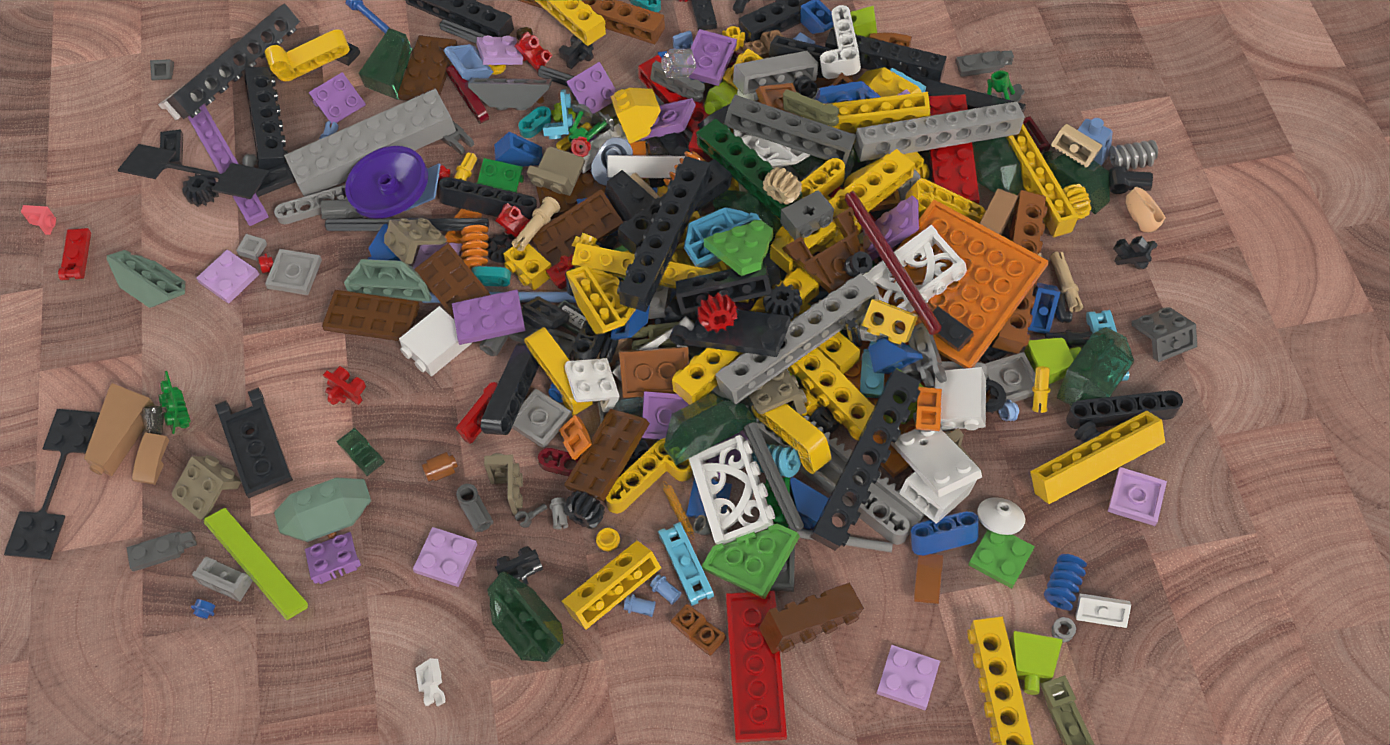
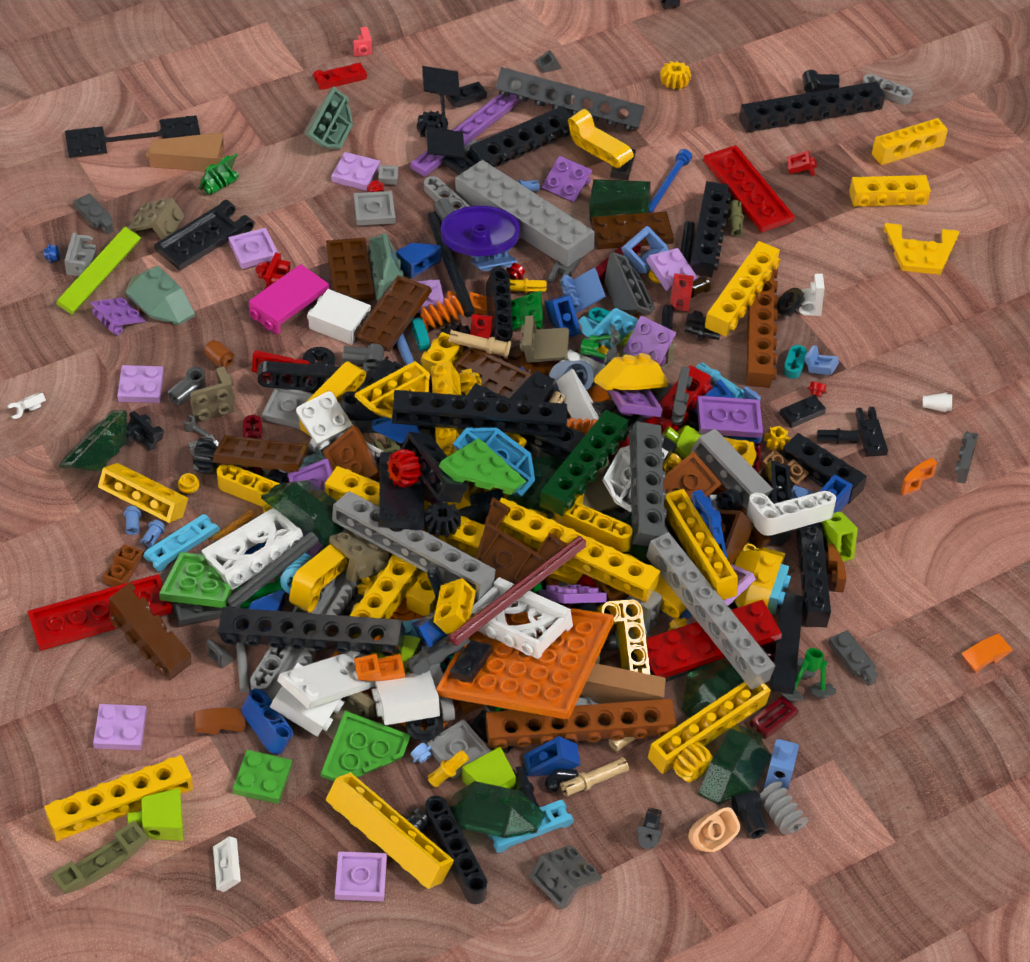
camera: 65 degrees right, 10 degrees down
(148, 459) = (169, 177): medium nougat slope -> none
(153, 419) = (198, 169): clear smoke cone -> none
(297, 398) = (252, 247): none -> lavender plate
(360, 451) = (219, 303): clear green slope -> none
(390, 381) = (286, 297): none -> dark pink panel
(406, 234) = (429, 262): dark tan bracket -> none
(488, 317) = (369, 338): medium lavender plate -> none
(488, 367) = (319, 354): none -> black gear
(493, 124) = (583, 290): none -> medium blue hinge
(575, 437) = (275, 433): orange slope -> none
(577, 150) = (574, 348): red plate -> none
(632, 65) = (715, 376): none -> medium azure pin
(678, 63) = (686, 379): clear brick -> none
(782, 185) = (555, 476): tan gear -> none
(807, 215) = (540, 511): dark grey brick -> none
(810, 108) = (677, 492): olive hinge -> none
(842, 560) = (219, 654): none -> dark grey slope
(852, 267) = (509, 572): black wheel -> none
(998, 458) = (363, 747): none -> bright green plate
(1001, 516) = (299, 773): white dish -> none
(1063, 581) = (244, 826): blue piece -> none
(1069, 623) = (200, 831): light grey bush -> none
(1076, 145) = (755, 740): tan brick -> none

